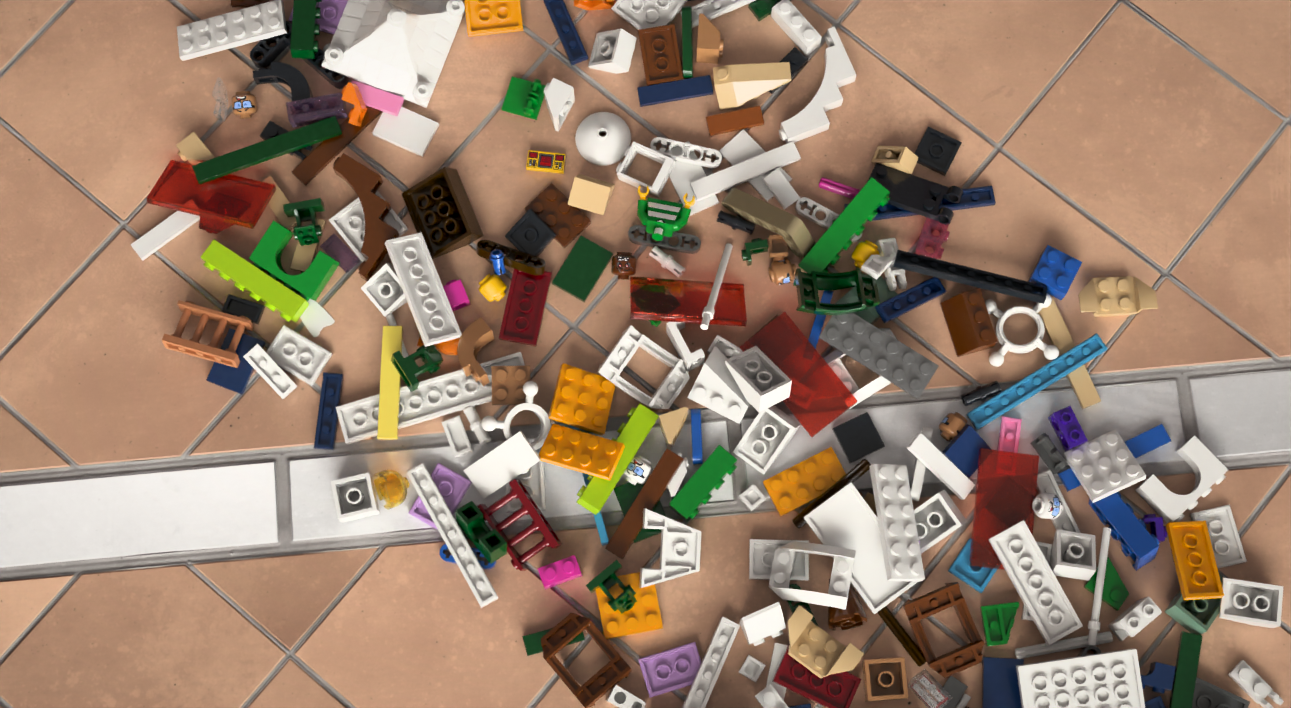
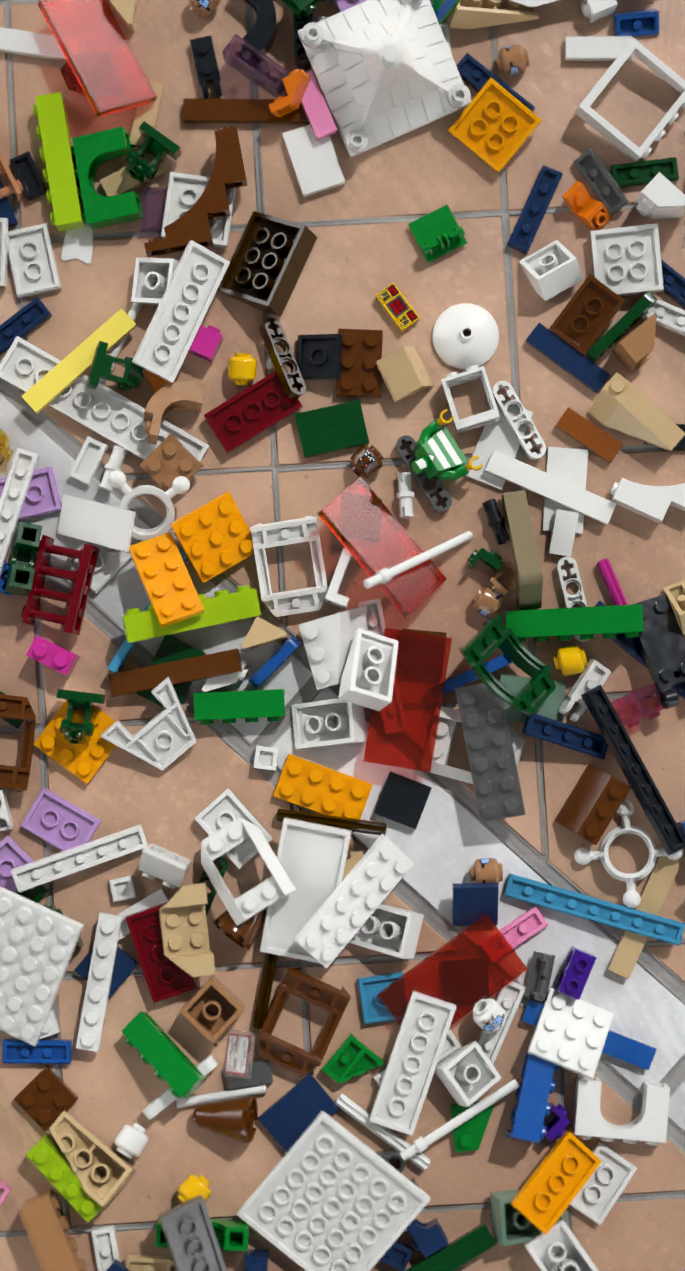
camera: 45 degrees right, 10 degrees up
(267, 150) = (180, 59): dark green tile -> none
(498, 262) = (268, 348): blue pin -> none
(559, 101) = (459, 268): white slope -> none
(638, 470) = (198, 641): white head -> none
(877, 265) = (568, 680): white tile -> none
(919, 469) = (428, 873): white beam -> none
(940, 466) = (440, 893): white tile -> none
(981, 393) = (539, 870): black pin -> none
(1135, 618) = (457, 1175): white panel -> none

